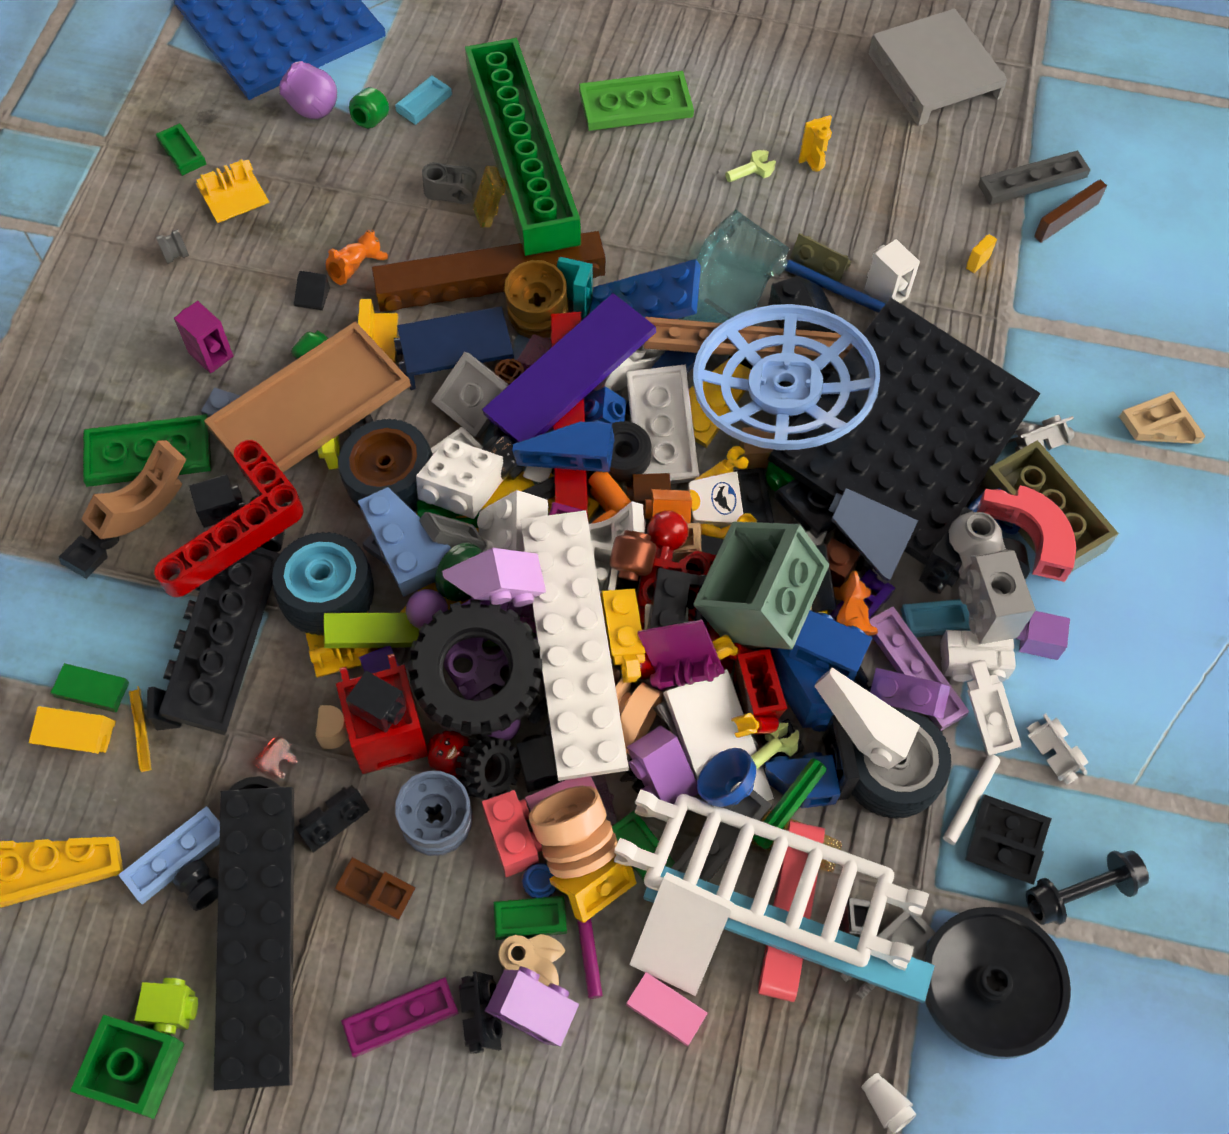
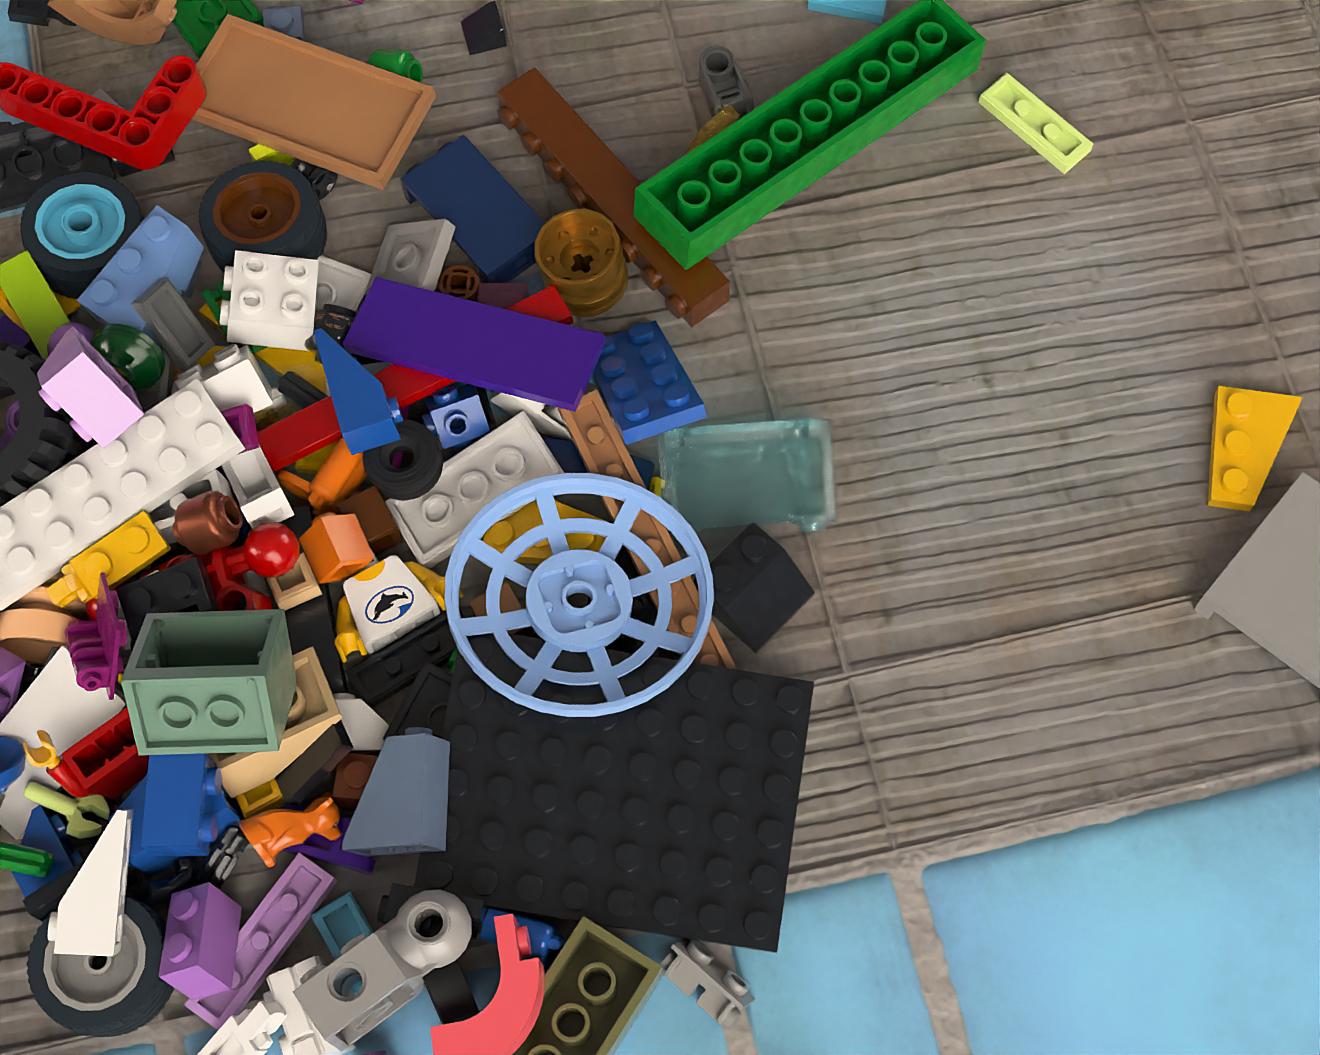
camera: 70 degrees right, 5 degrees up
(216, 499) = (122, 75): black brick -> none
(344, 263) = (550, 43): orange animal -> none
(379, 326) = (458, 114): yellow panel -> none
(572, 54) = (1035, 123): none -> yellowish green tile
(579, 283) = (621, 300): teal panel -> none
(636, 100) = (996, 231): bright green plate -> none
(755, 166) = (973, 423): yellowish green bar -> none
(815, 142) = (1045, 479): yellow hinge -> none
(819, 258) = (861, 553): olive hinge -> none
(834, 58) = (1245, 443): none -> yellow wing
(834, 286) = (819, 718): blue bar -> none
(891, 273) = (859, 668): white brick -> none
(981, 253) = (985, 781): yellow tile -> none
(1033, 177) = (1183, 807): dark grey plate -> none
(1070, 210) = (1145, 881): reddish brown tile -> none

